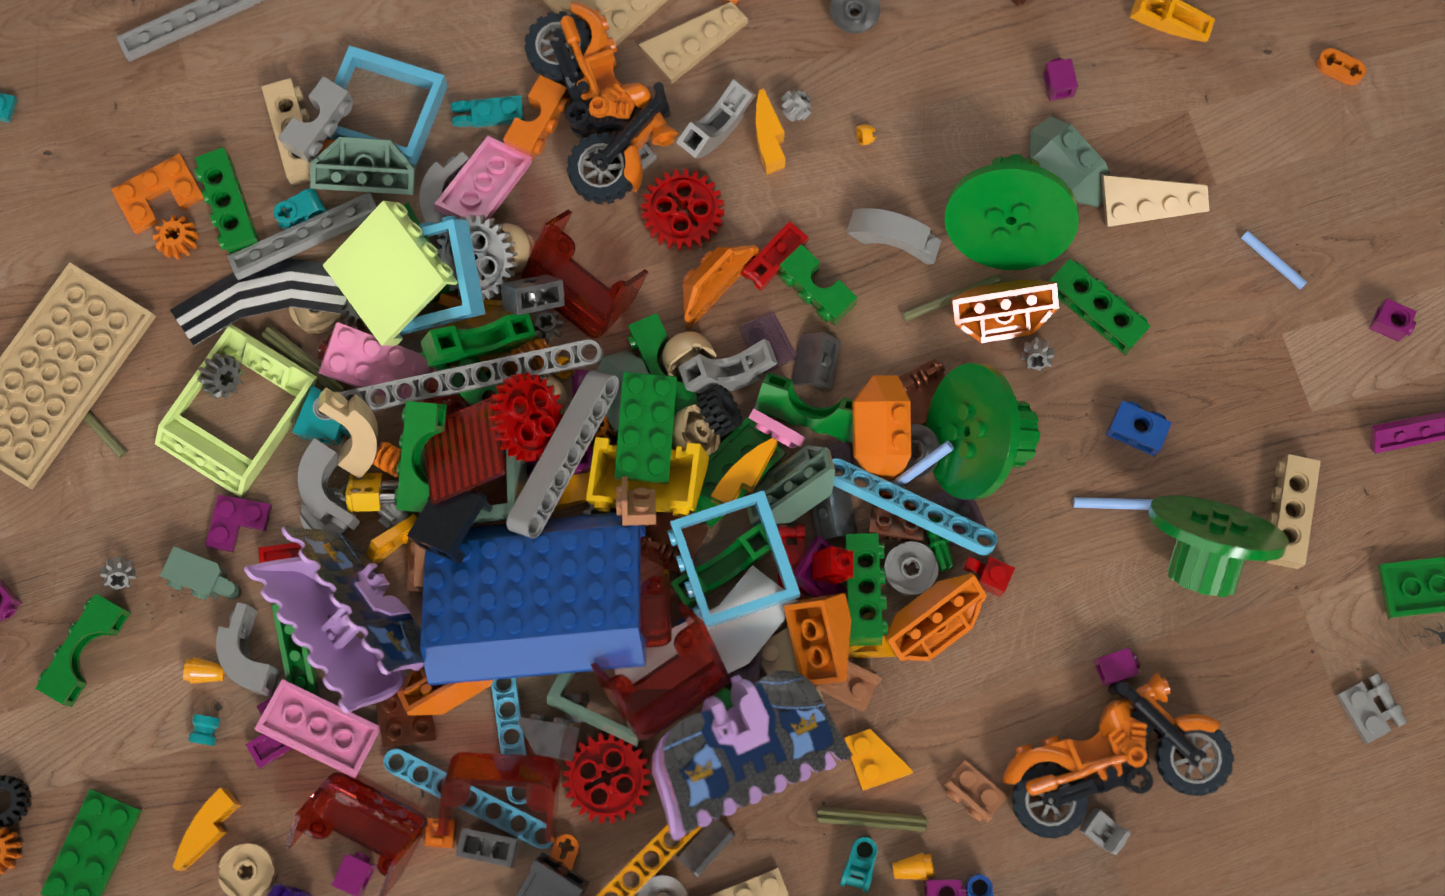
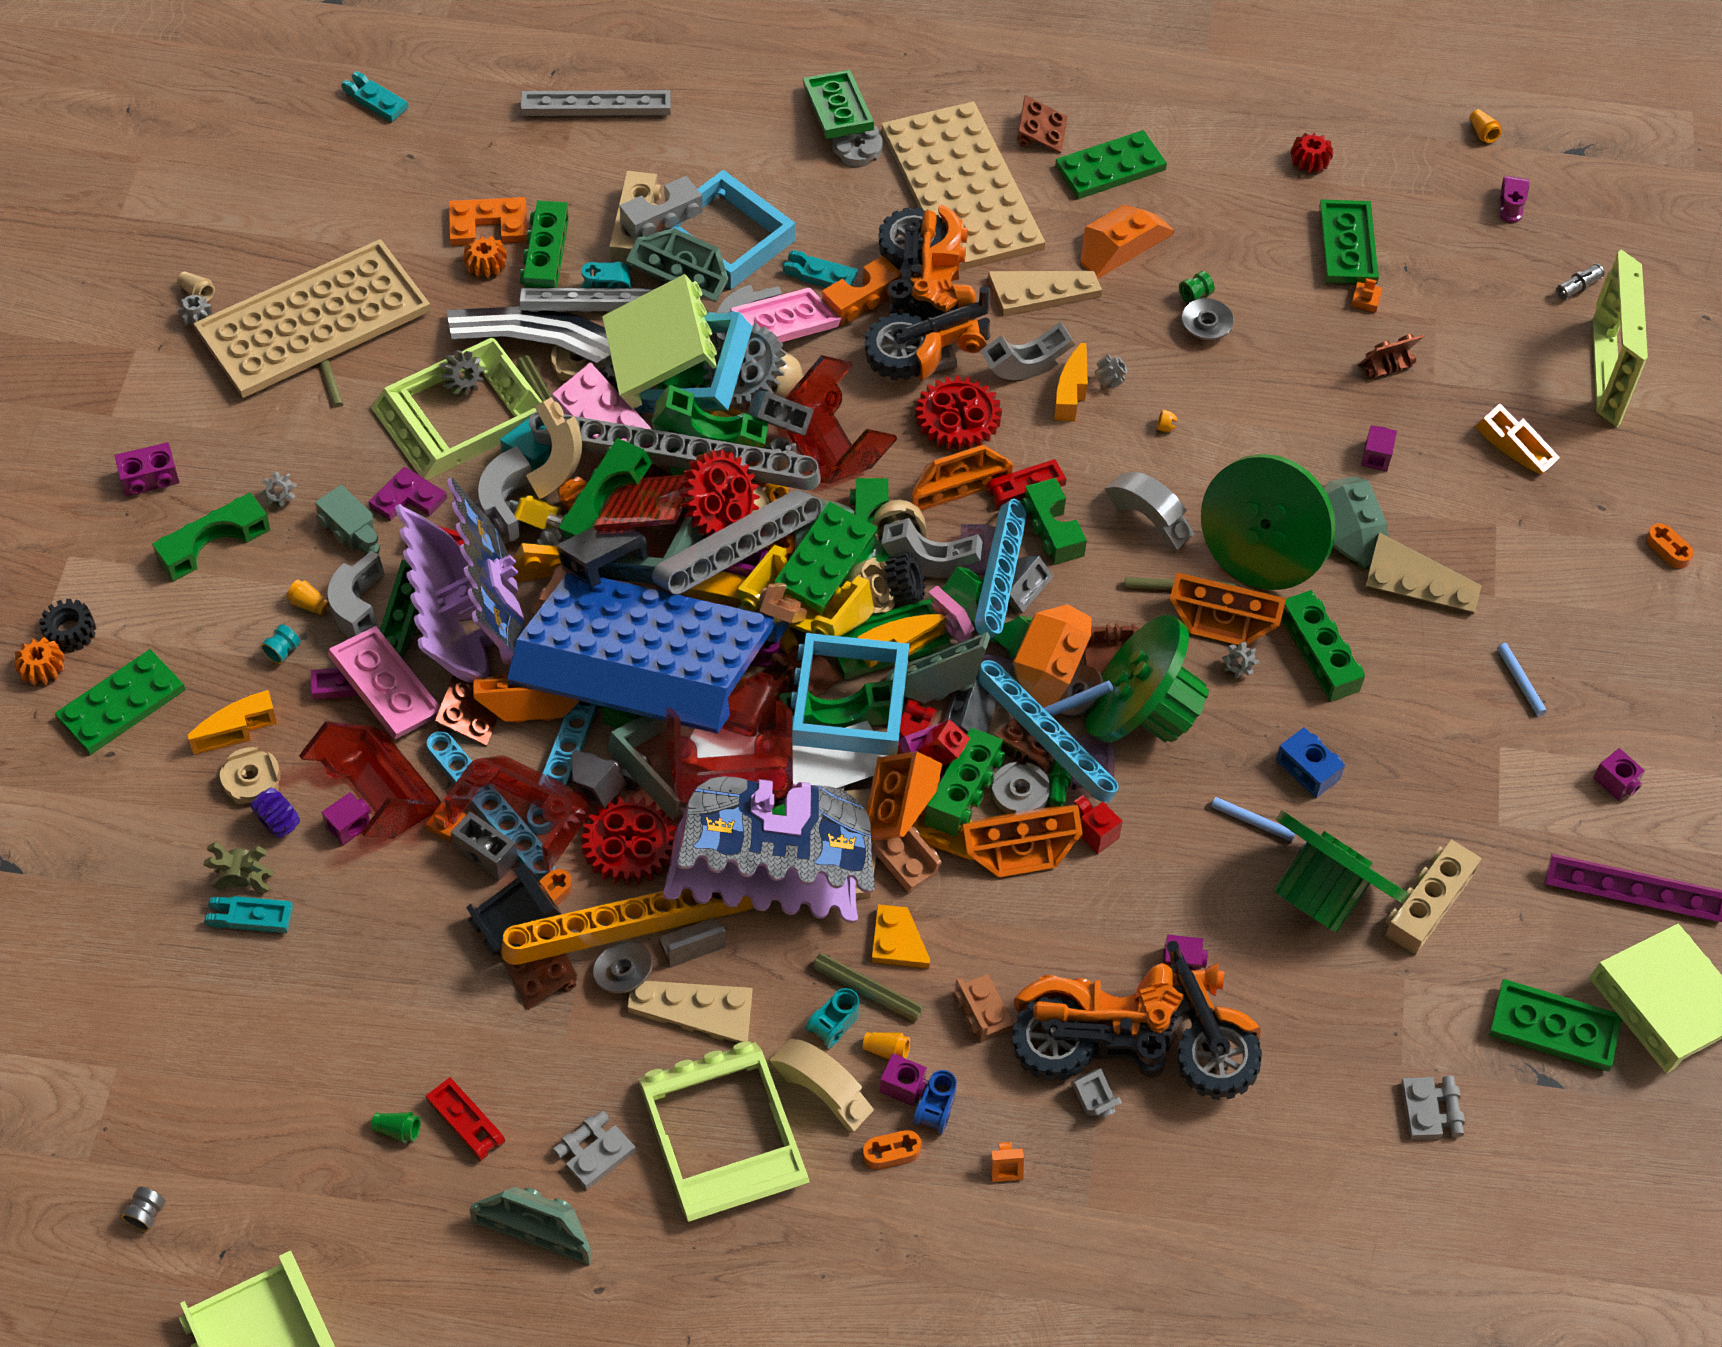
camera: 20 degrees right, 20 degrees down
(796, 371) = (994, 574): none -> medium azure beam

